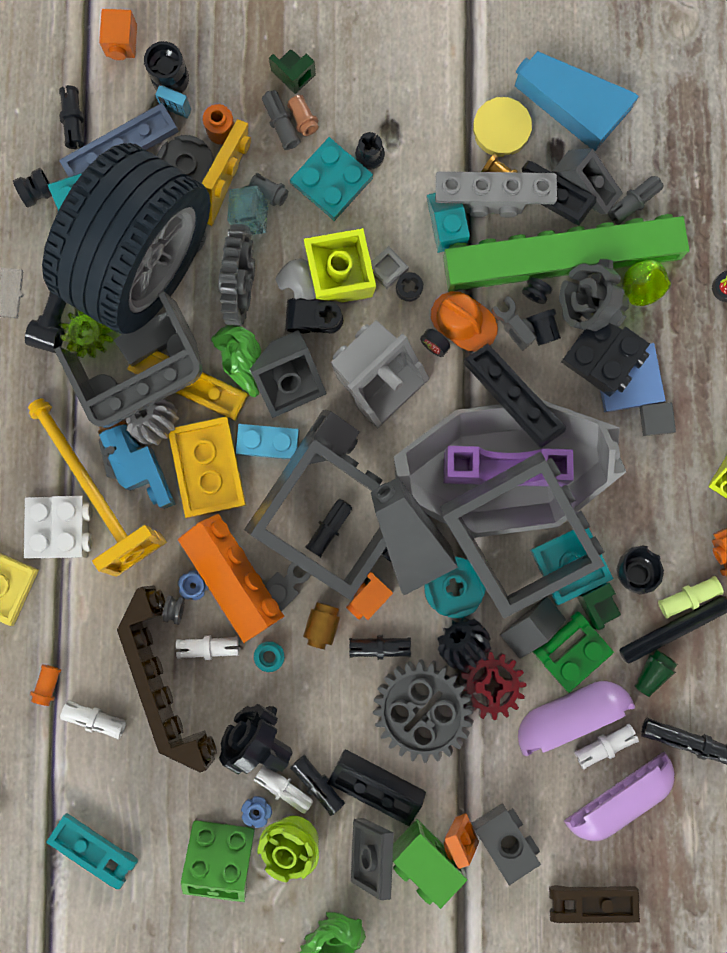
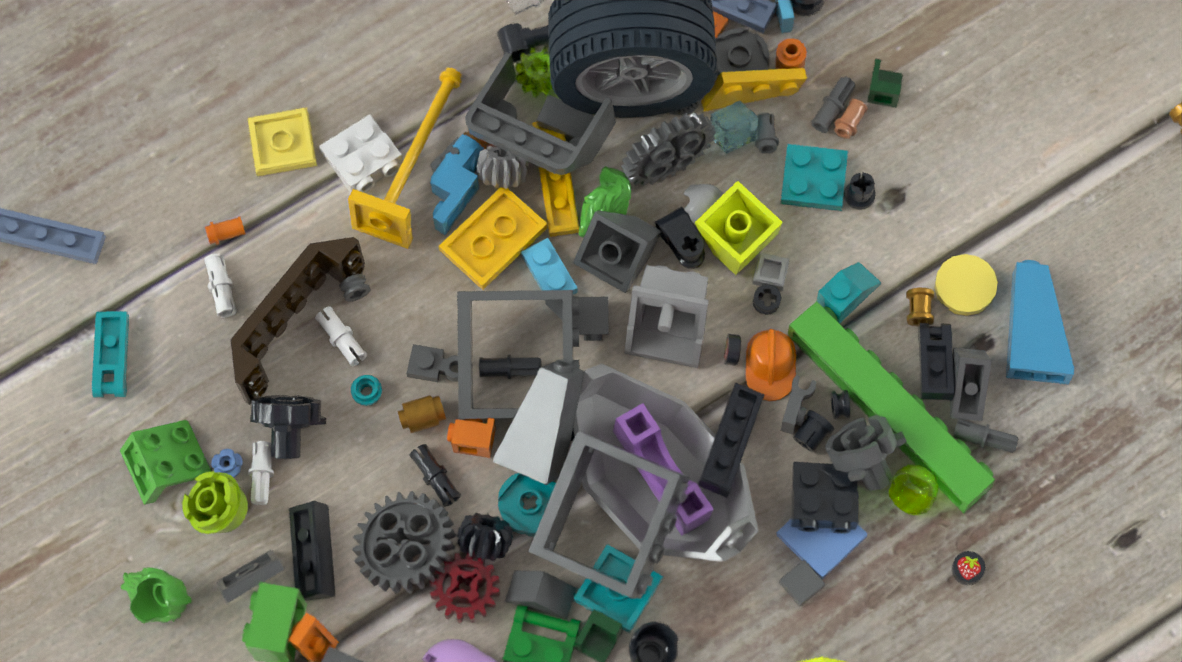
camera: 60 degrees right, 15 degrees down
(184, 584) = (382, 283): medium blue plate -> none
(230, 577) = (412, 313): orange brick -> none
(308, 773) = (282, 498): black pin -> none
(495, 191) = (897, 310): light grey bracket -> none

